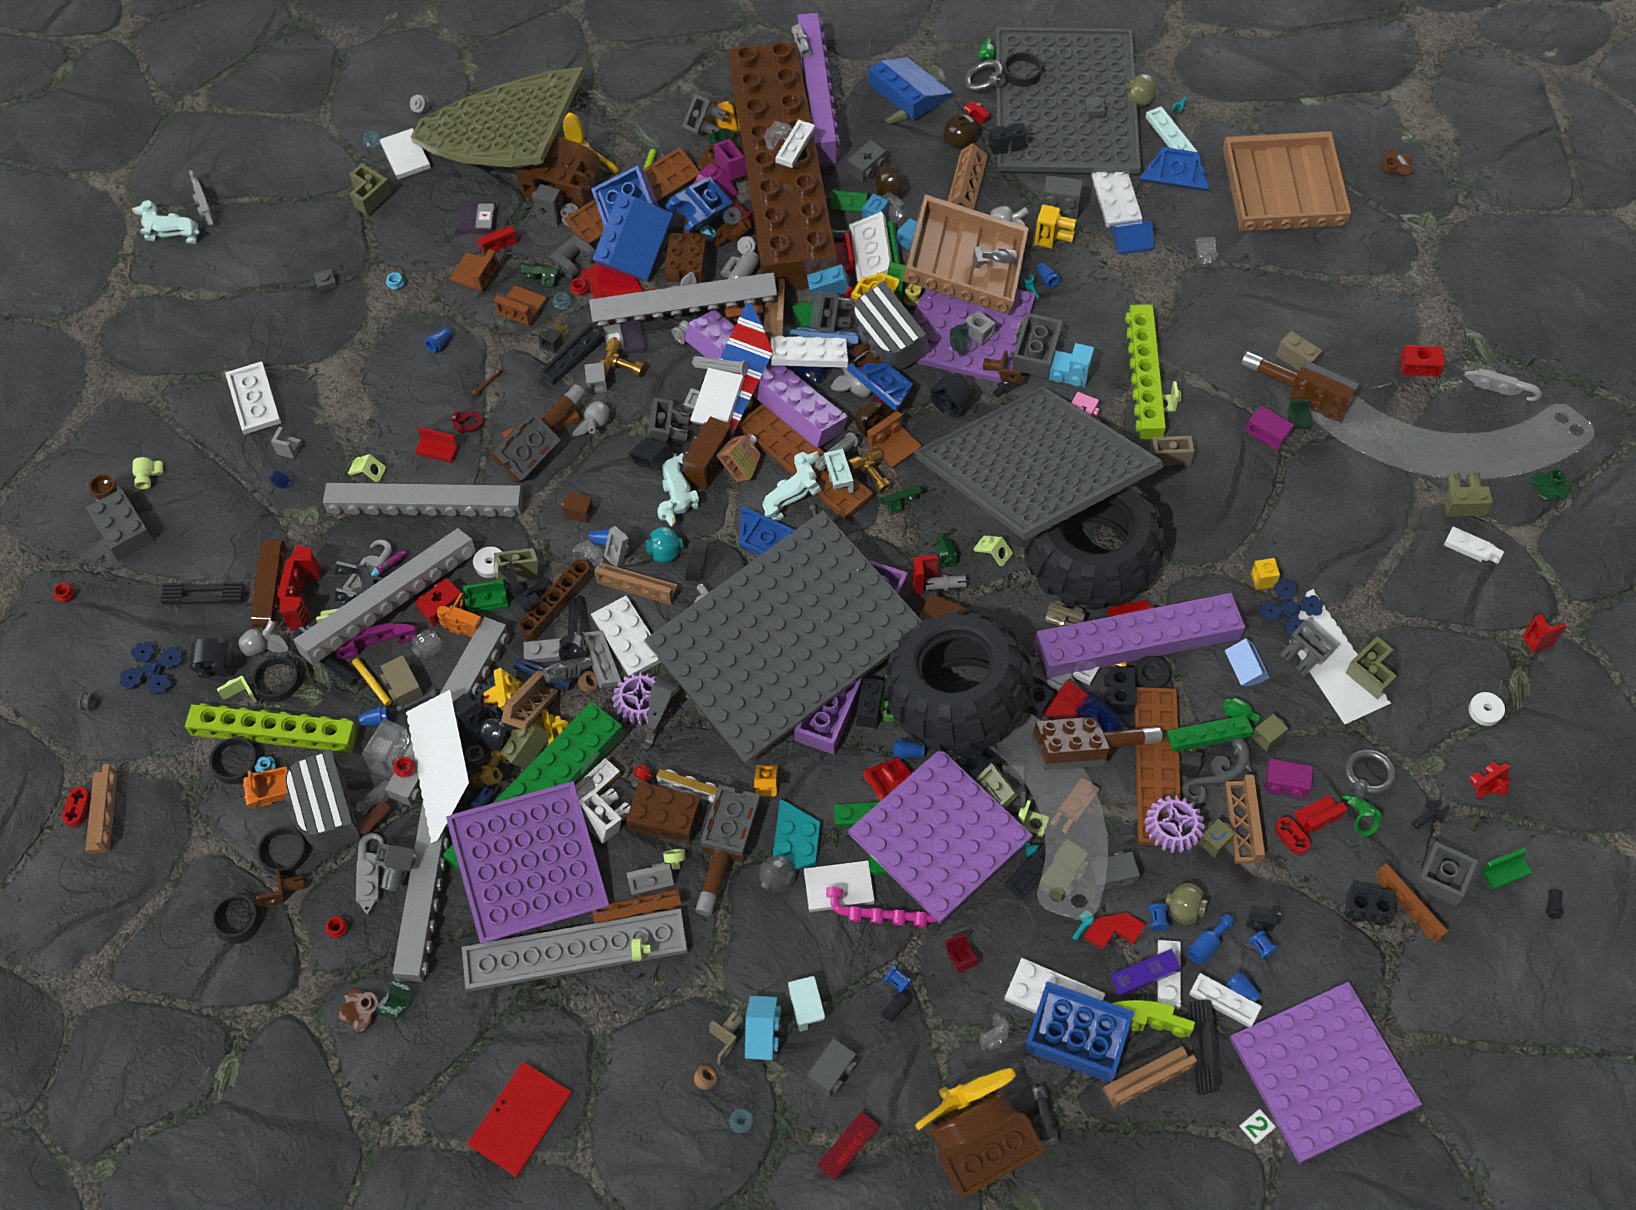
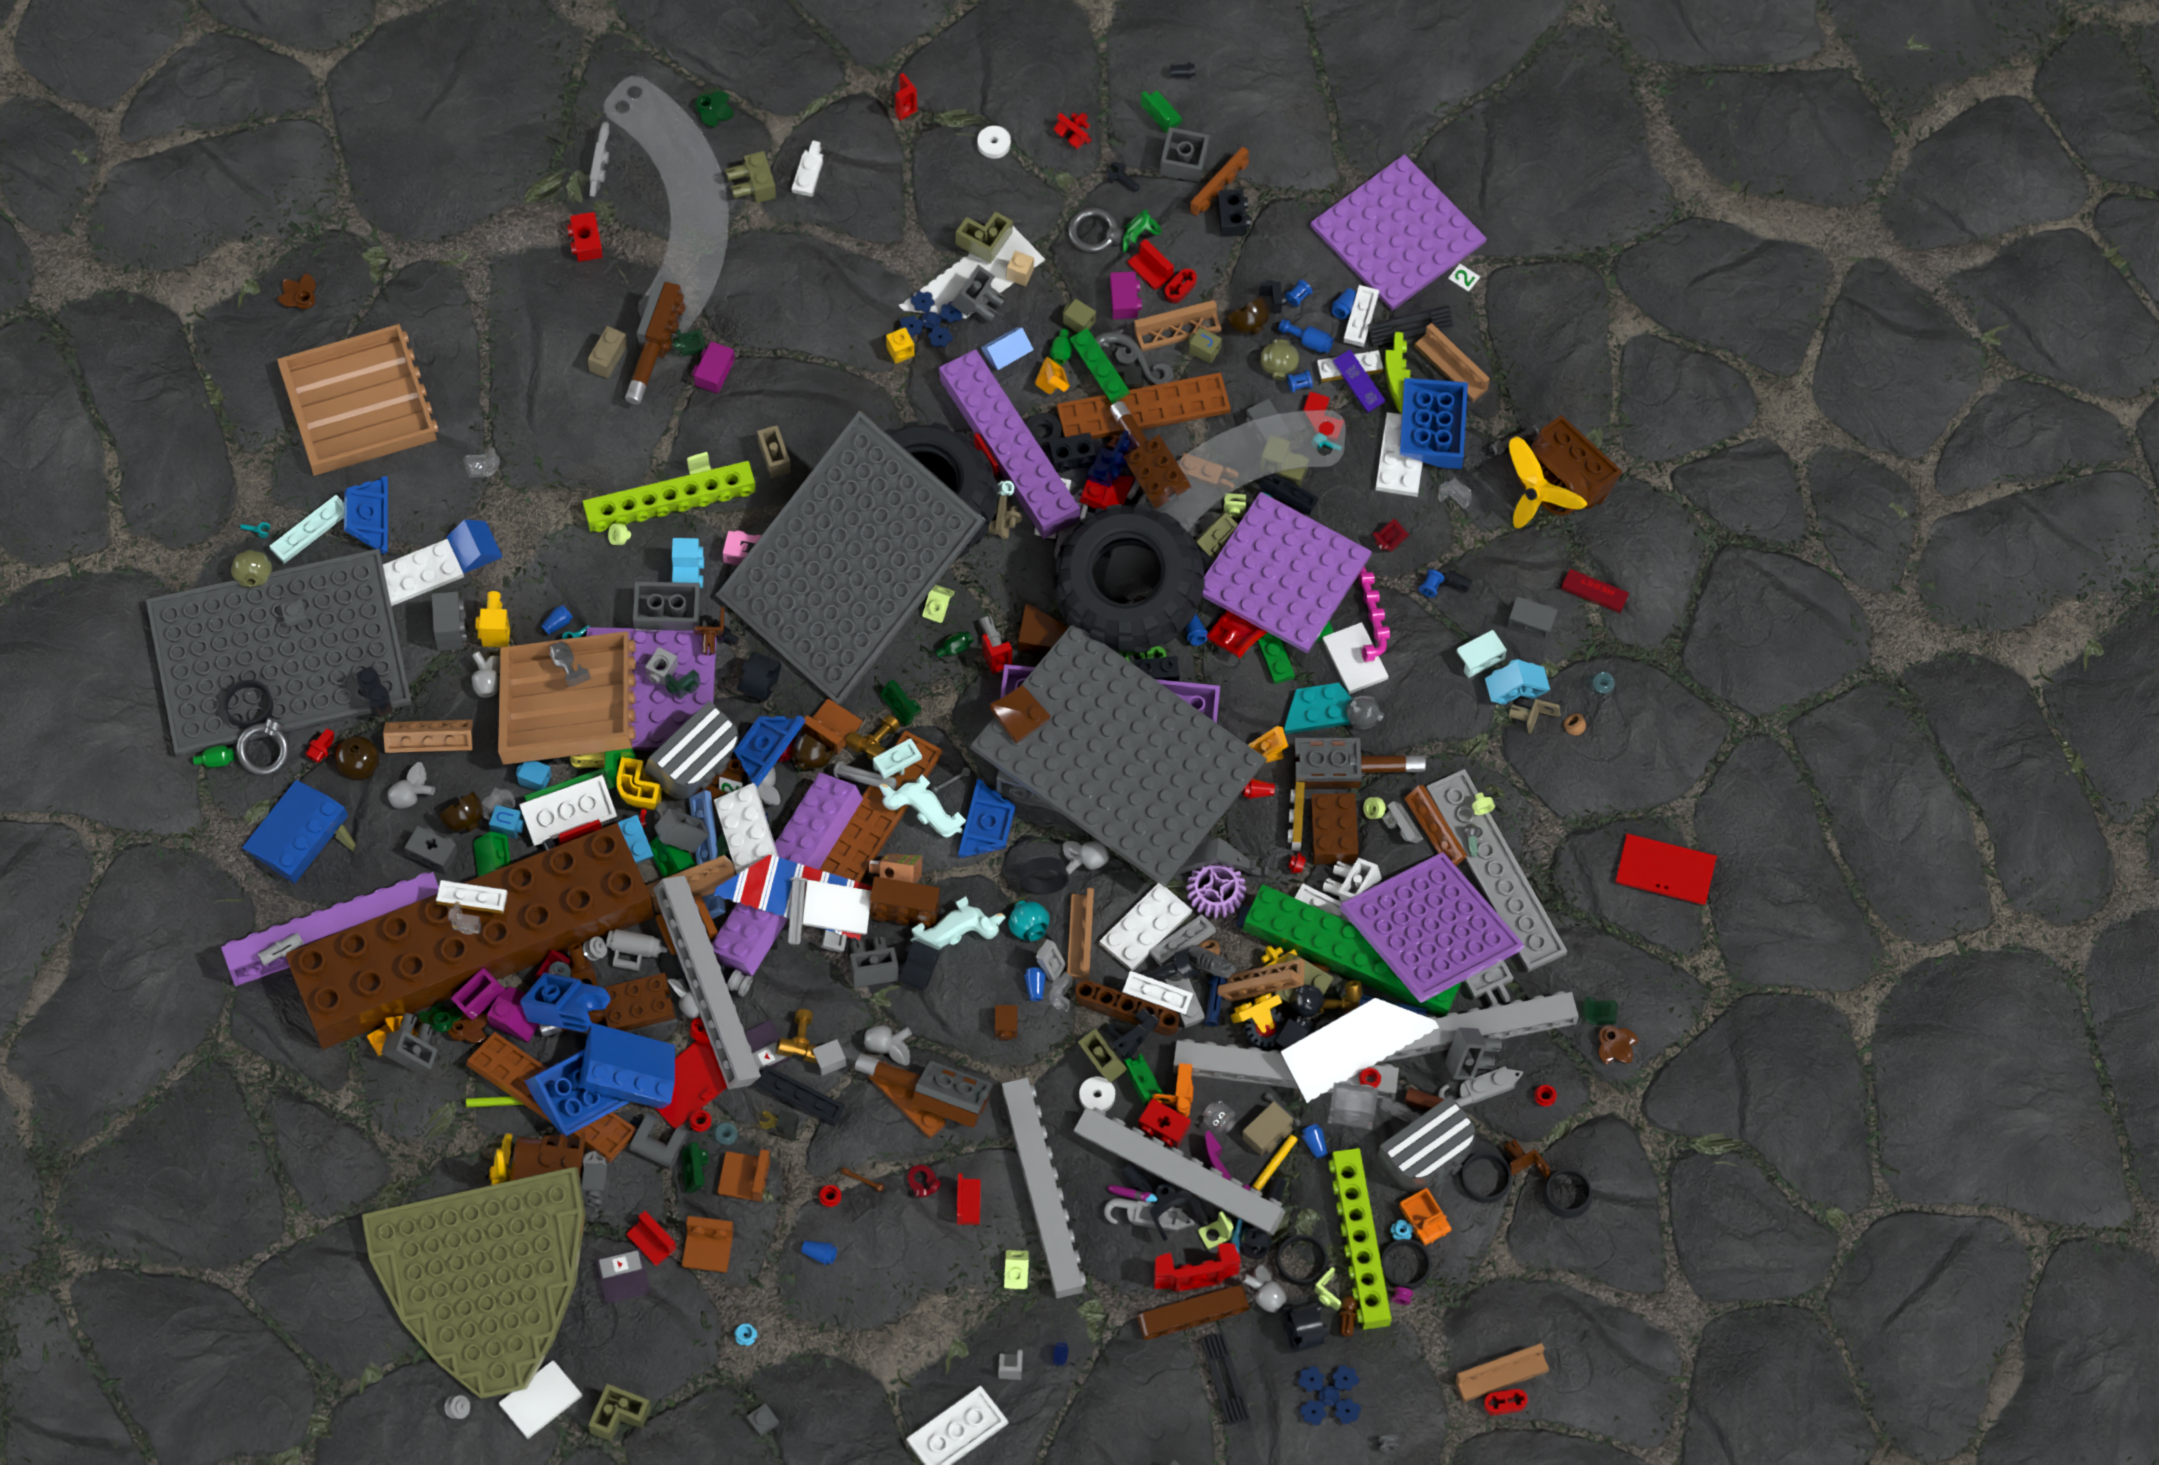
camera: 110 degrees left, 5 degrees up
(205, 747) = (1402, 1296): none -> magenta bush
(210, 699) = (1348, 1317): none -> reddish brown axle
(371, 139) = (523, 1443): clear light blue plate -> none
(463, 912) = (1489, 980): none -> light grey hinge
(478, 354) = (830, 1189): none -> red plate
(554, 619) = (1157, 992): none -> white plate
(615, 931) = (1471, 832): none -> piece
(728, 760) = (1258, 788): none -> red cone
(839, 550) = (1019, 713): none -> reddish brown plate
(922, 156) = (404, 793): none -> light grey piece
(1089, 614) = (1004, 488): none -> light aqua bar
(1117, 330) = (618, 534): none -> yellowish green tile
(1188, 819) = (1203, 387): lavender gear -> none
(1206, 691) = (1051, 377): none -> light orange slope
(1239, 886) = (1250, 317): none -> dark brown cylinder
(1333, 692) = (1020, 268): none -> tan brick

